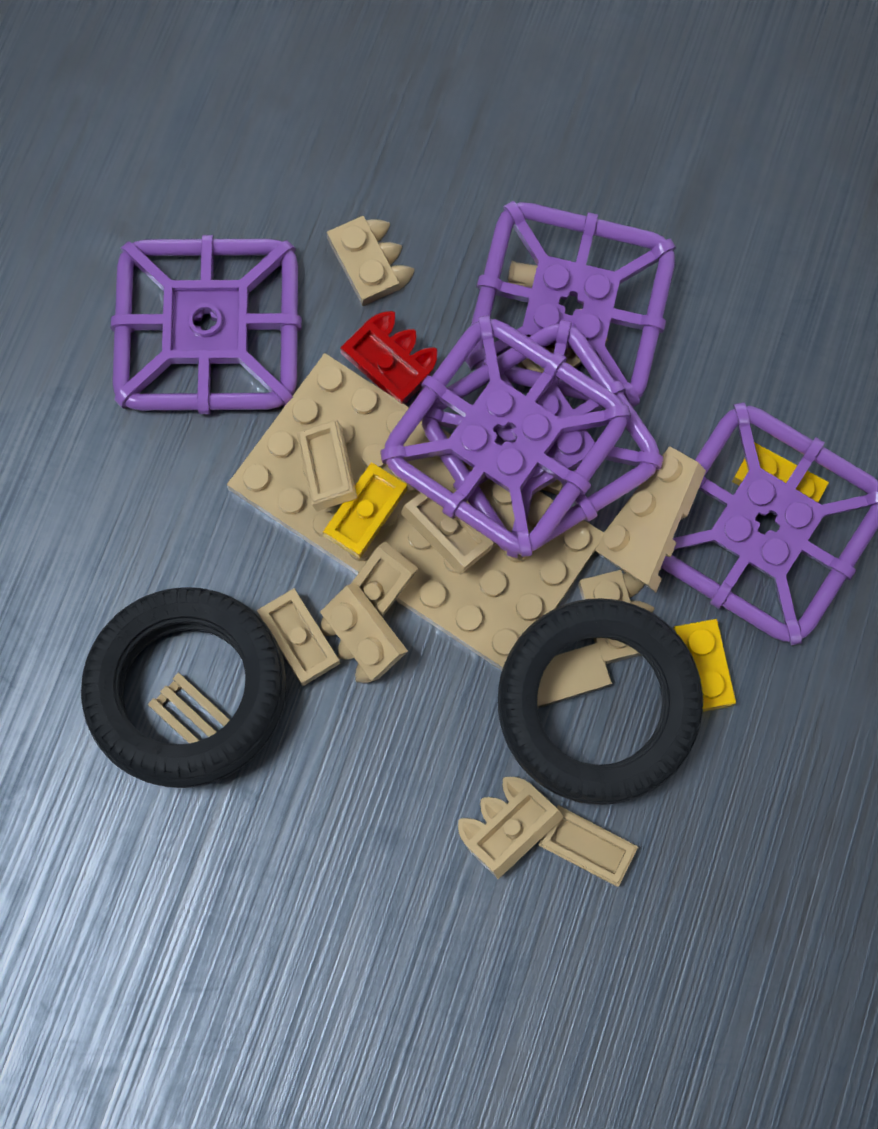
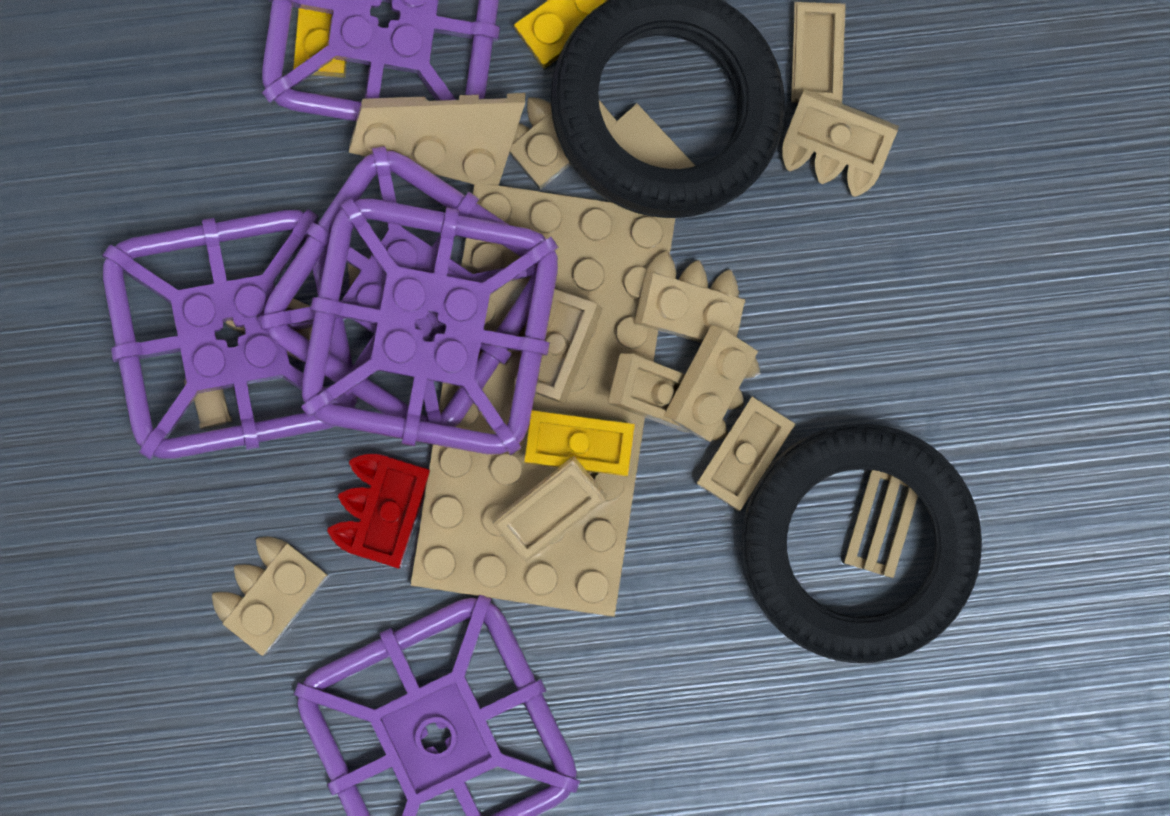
camera: 110 degrees left, 10 degrees up
(433, 647) = (686, 304): none -> tan plate

